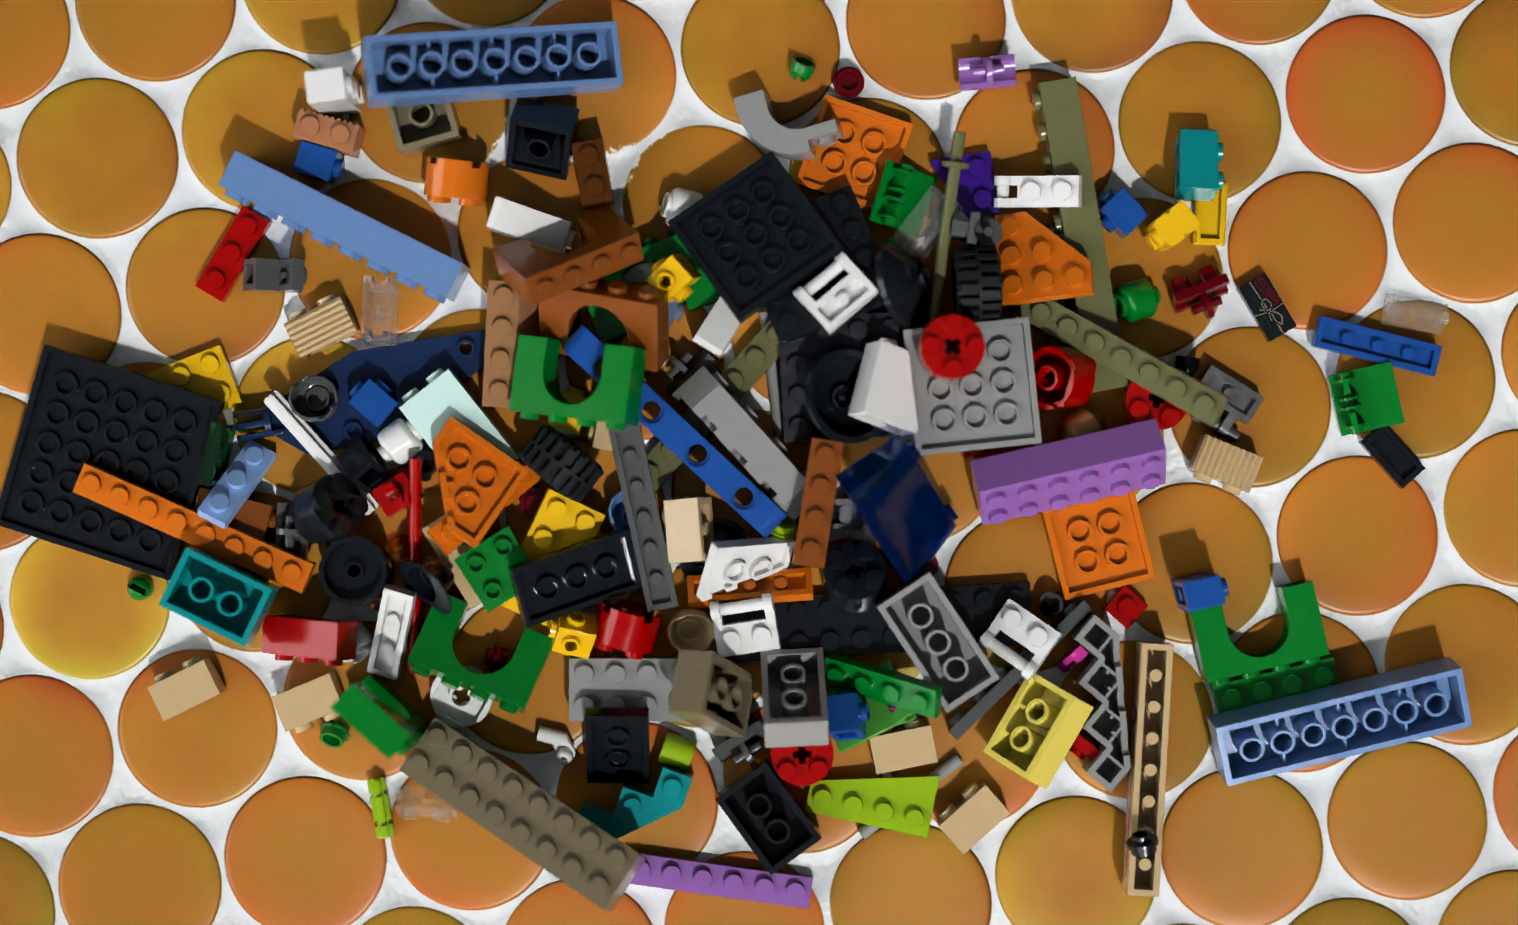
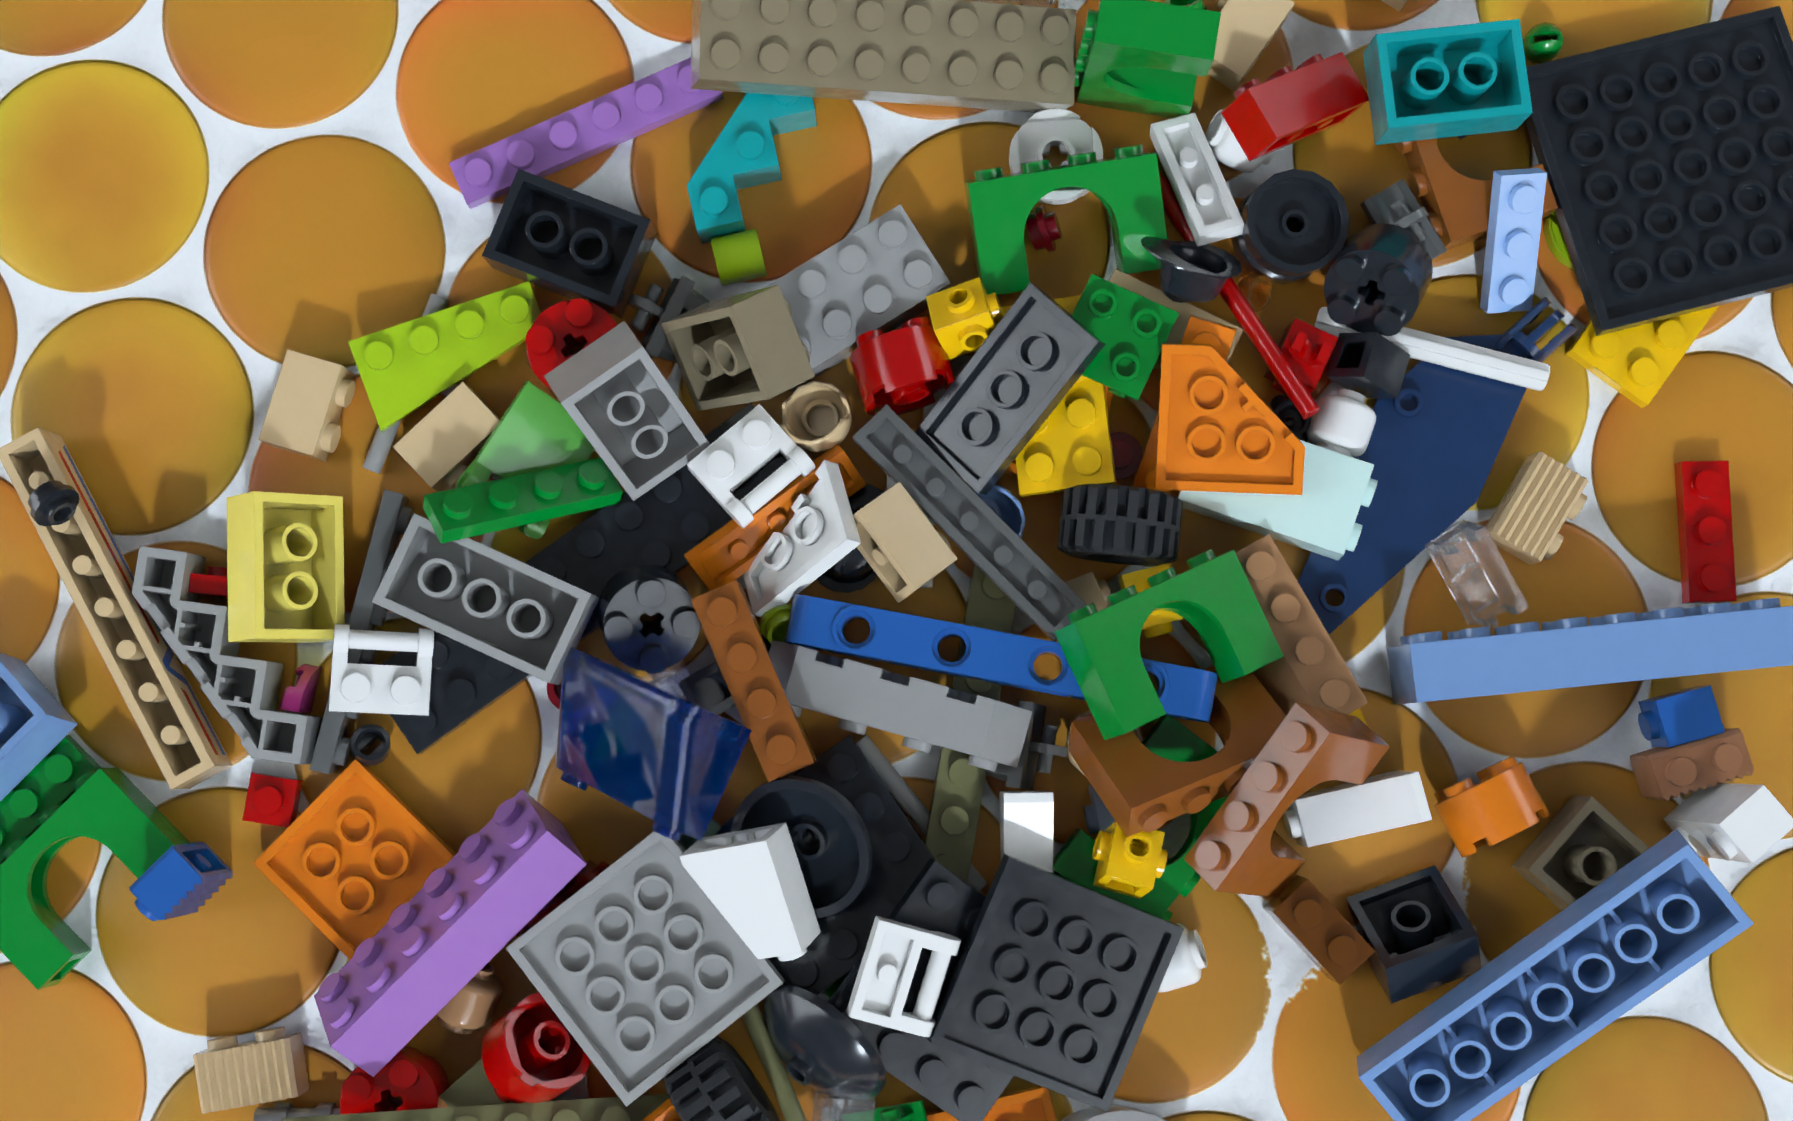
camera: 145 degrees right, 5 degrees down
(187, 526) = (1551, 147): orange plate -> none
(216, 453) = (1565, 263): clear green tile -> none
(274, 275) = (1639, 536): dark grey brick -> none
(313, 398) = (1489, 408): dark grey hair -> none
(373, 401) = (1410, 453): blue brick -> none
(560, 741) = (892, 176): white arm -> none
(617, 745) = (819, 213): black plate -> none
(847, 716) = (545, 432): blue brick -> none
(969, 347) = (678, 1015): red brick -> none

